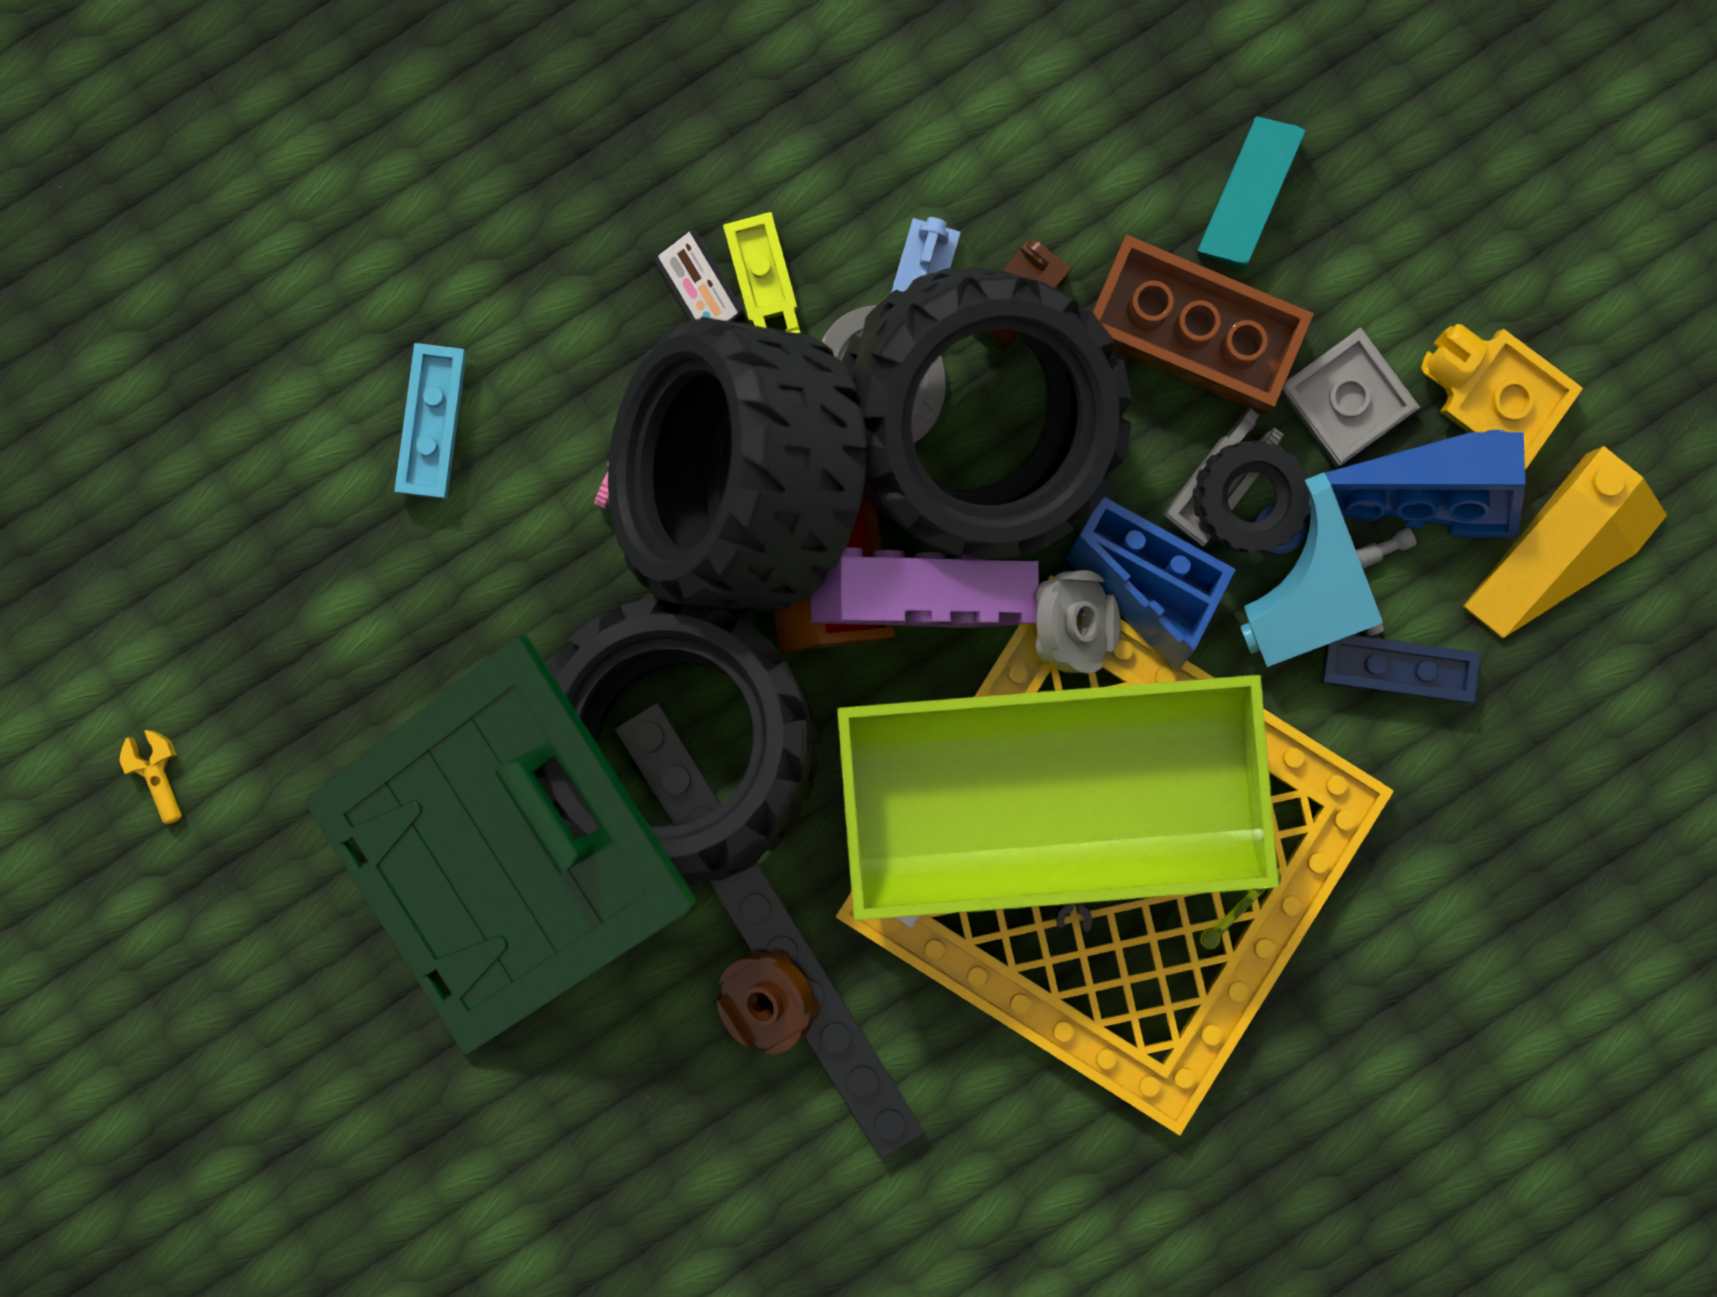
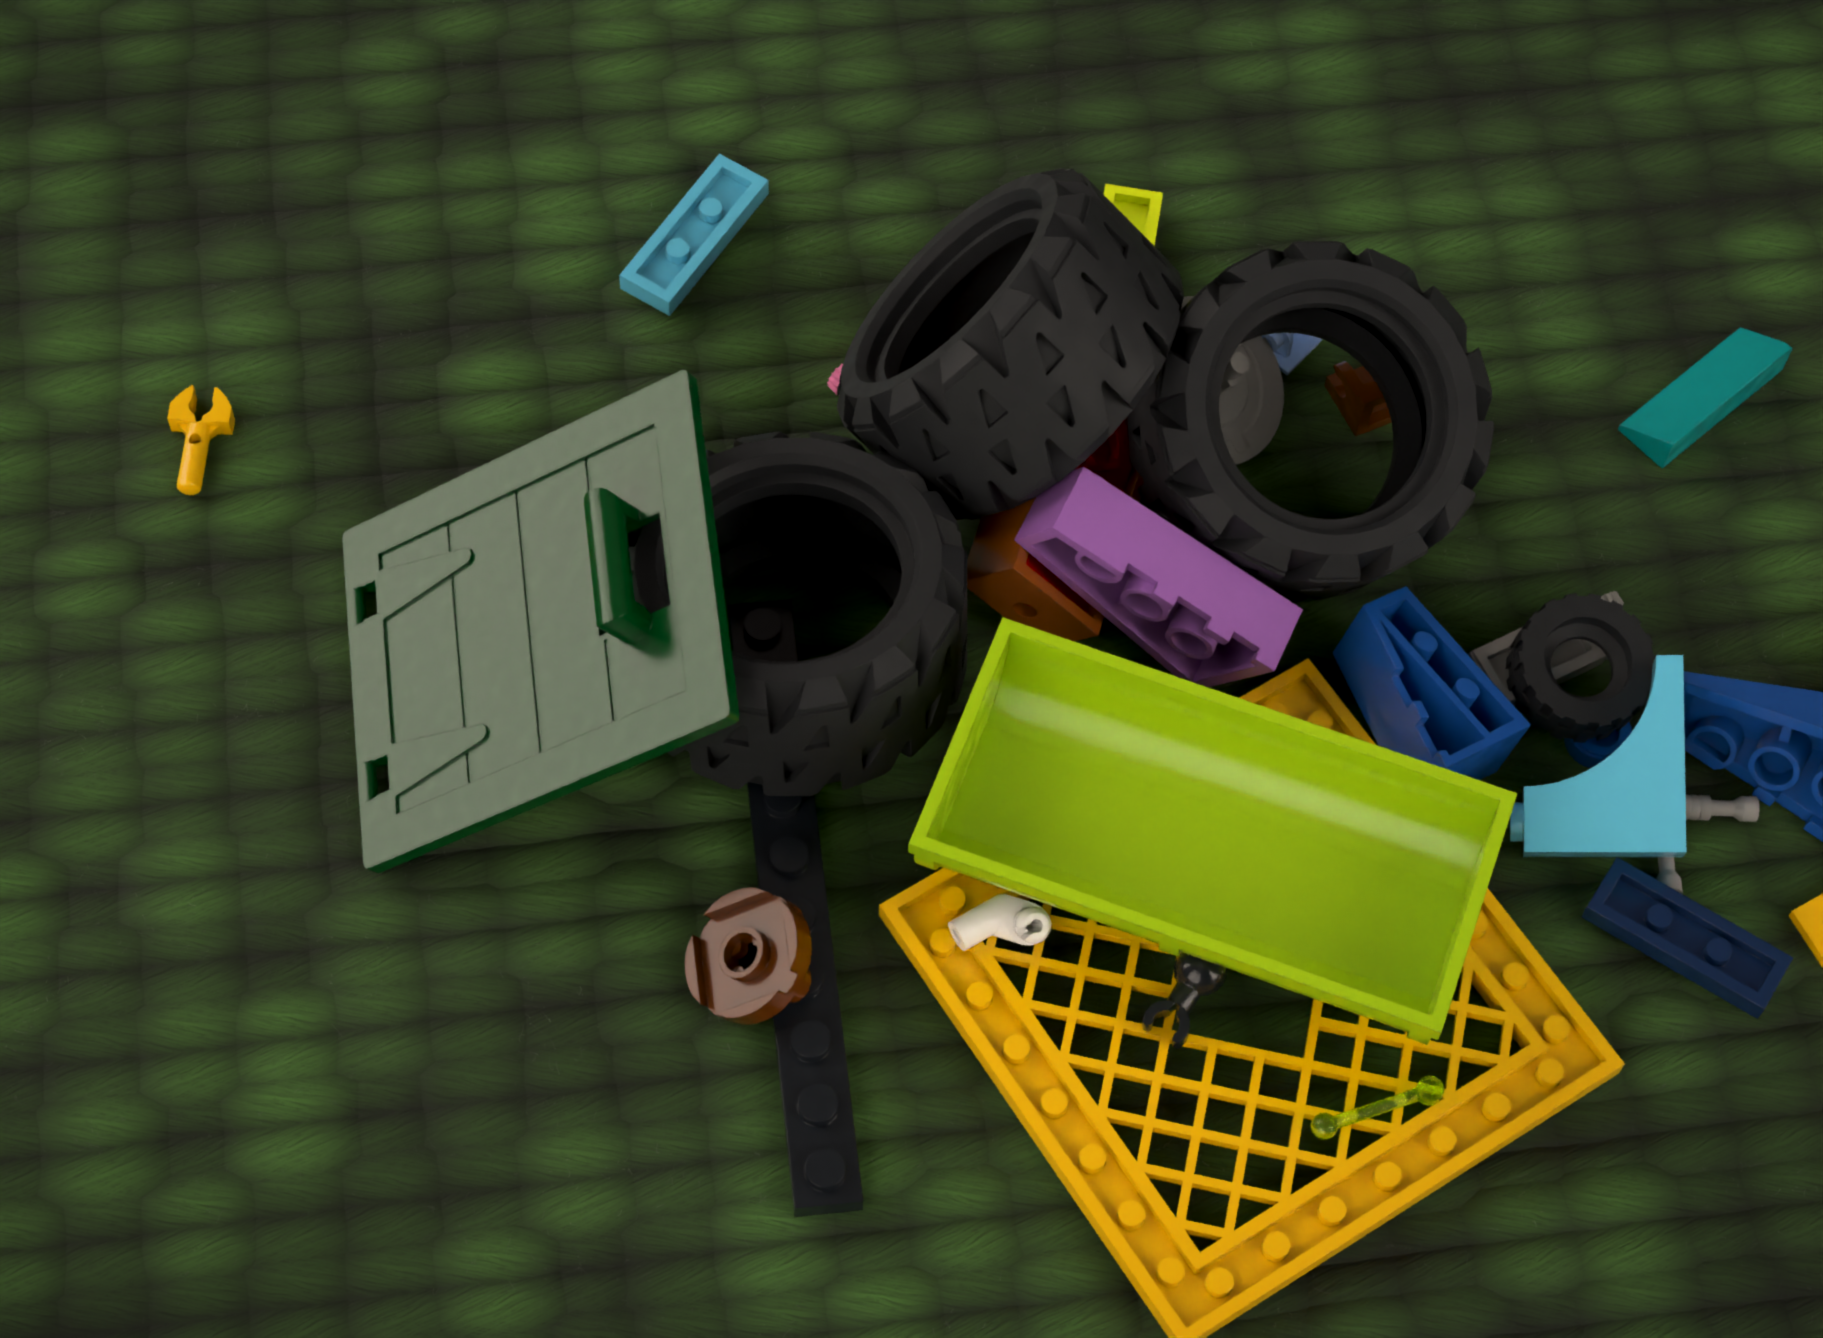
camera: 20 degrees right, 25 degrees down
(1059, 604) = (1326, 660): light grey plate -> none
(1200, 325) = (1596, 481): dark orange brick -> none
(1348, 397) = (1738, 629): light grey tile -> none

